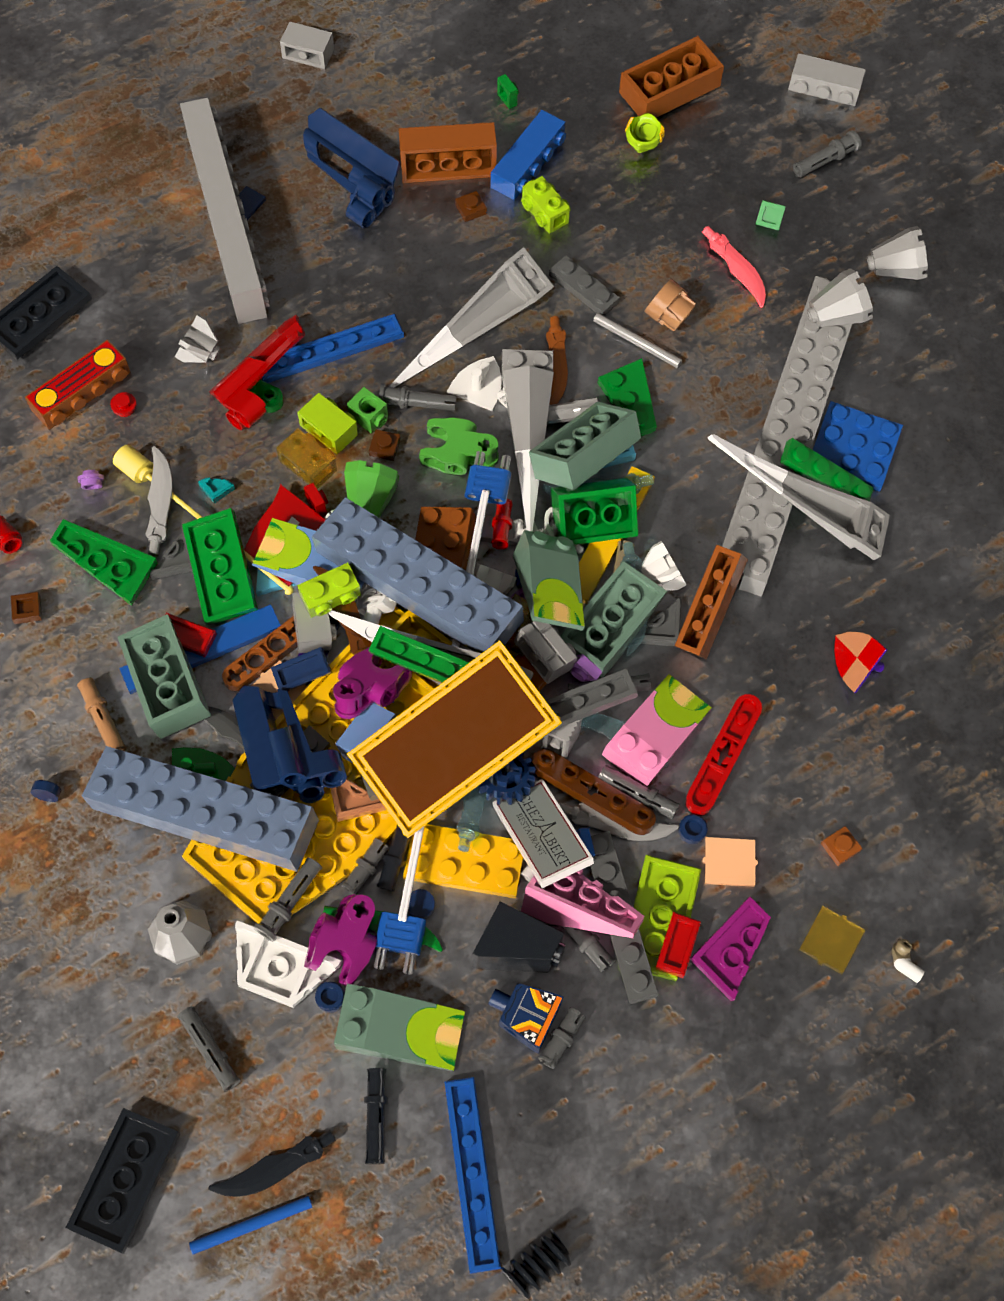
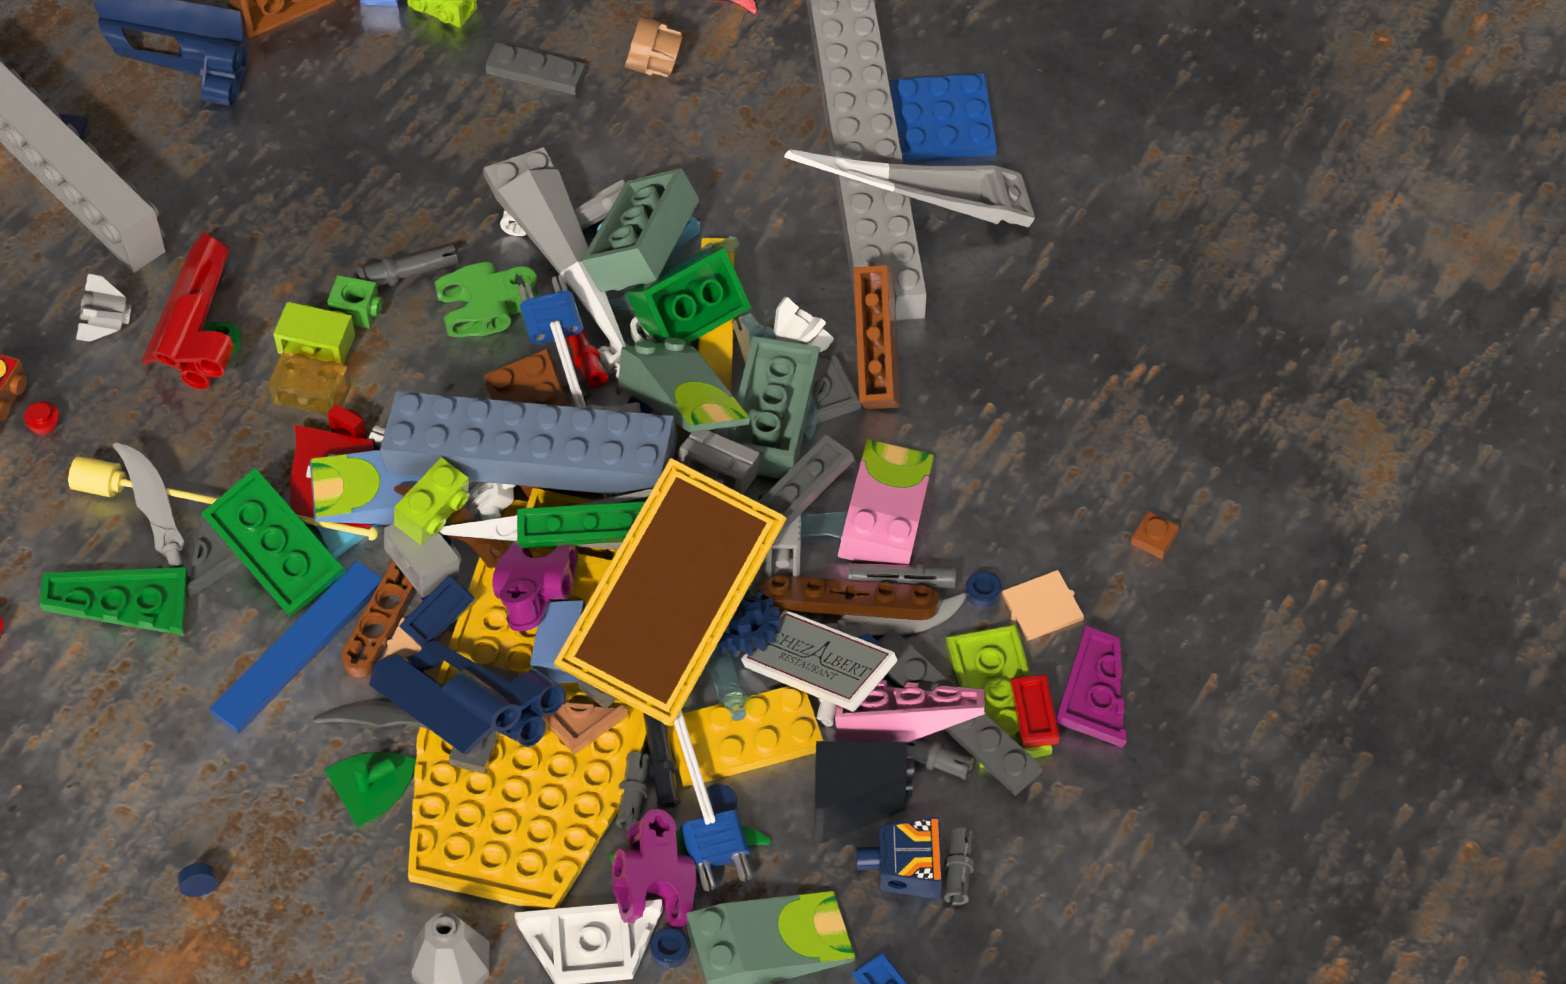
camera: 25 degrees left, 10 degrees down
(26, 607) = (52, 691): reddish brown plate -> none
(91, 480) = (51, 516): medium lavender plate -> none
(97, 708) = (208, 763): medium nougat pin -> none
(163, 677) = (275, 689): sand green slope -> none
(193, 636) = (272, 635): red tile -> none
(201, 808) = (403, 807): sand blue brick -> none
(216, 488) = (213, 464): teal tile -> none
(279, 910) = (563, 874): dark grey pin -> none
(335, 347) = (275, 248): blue tile -> none
(370, 485) = (405, 372): bright green cone -> none
(384, 445) = (394, 333): reddish brown plate -> none
(471, 206) = (349, 32): reddish brown plate -> none
(478, 383) = (469, 222): white shield -> none
(503, 295) = (446, 114): light grey plate -> none
(556, 343) = (535, 137): dark orange sword -> none
(585, 670) = (771, 469): medium lavender plate -> none
(629, 390) = (651, 153): green wing -> none
(637, 340) = (631, 102): light grey bar -> none
(712, 776) = (975, 524): red piece -> none
(822, 471) = (909, 149): green plate -> none
(832, 940) = (1197, 635): clear yellow piece -> none
(857, 657) = (1067, 331): shield -> none
(902, 960) = (1284, 621): arm -> none

